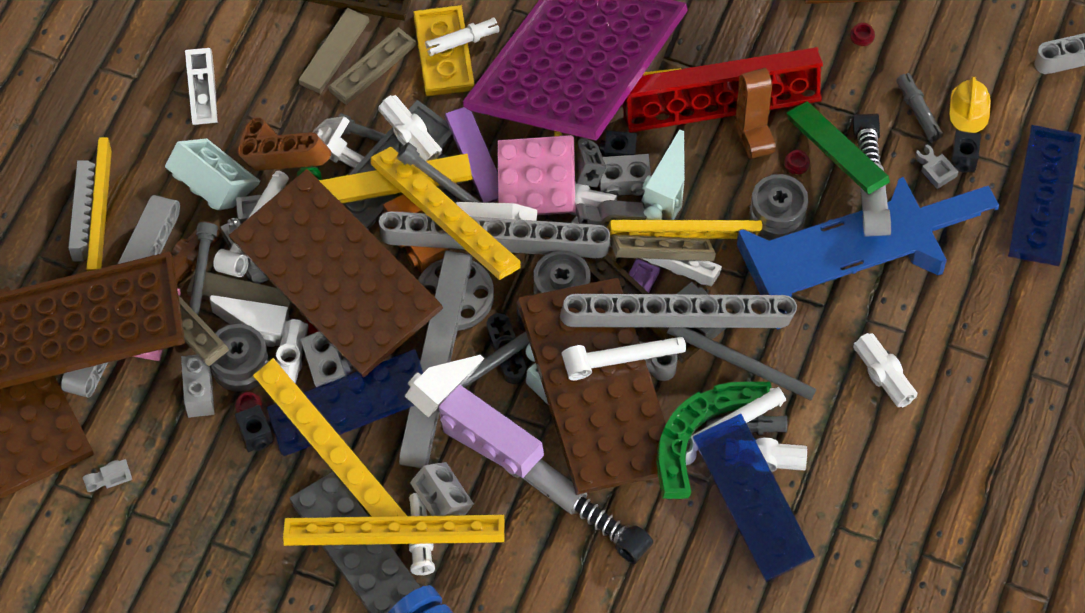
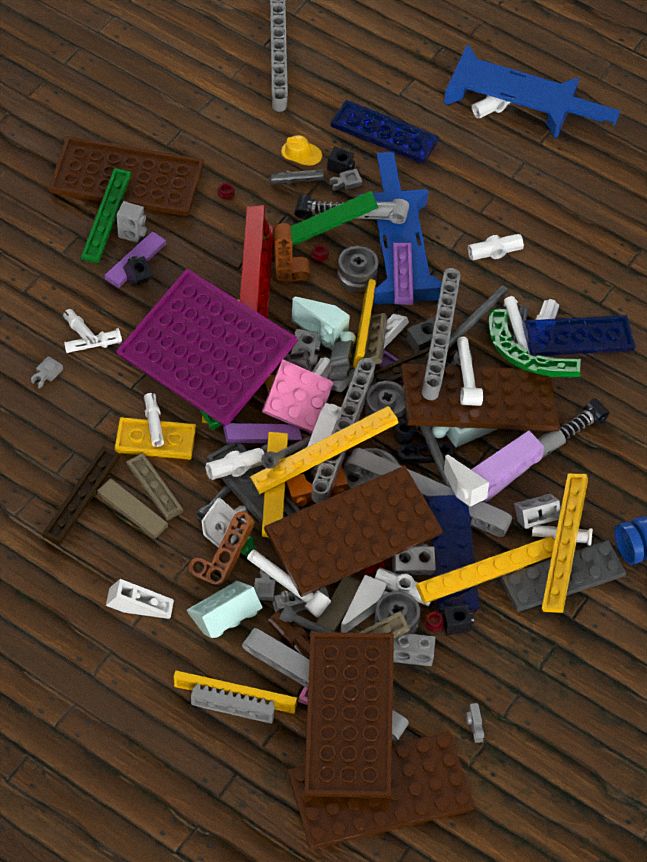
camera: 80 degrees left, 5 degrees down
(780, 255) = (403, 273): none -> medium lavender tile

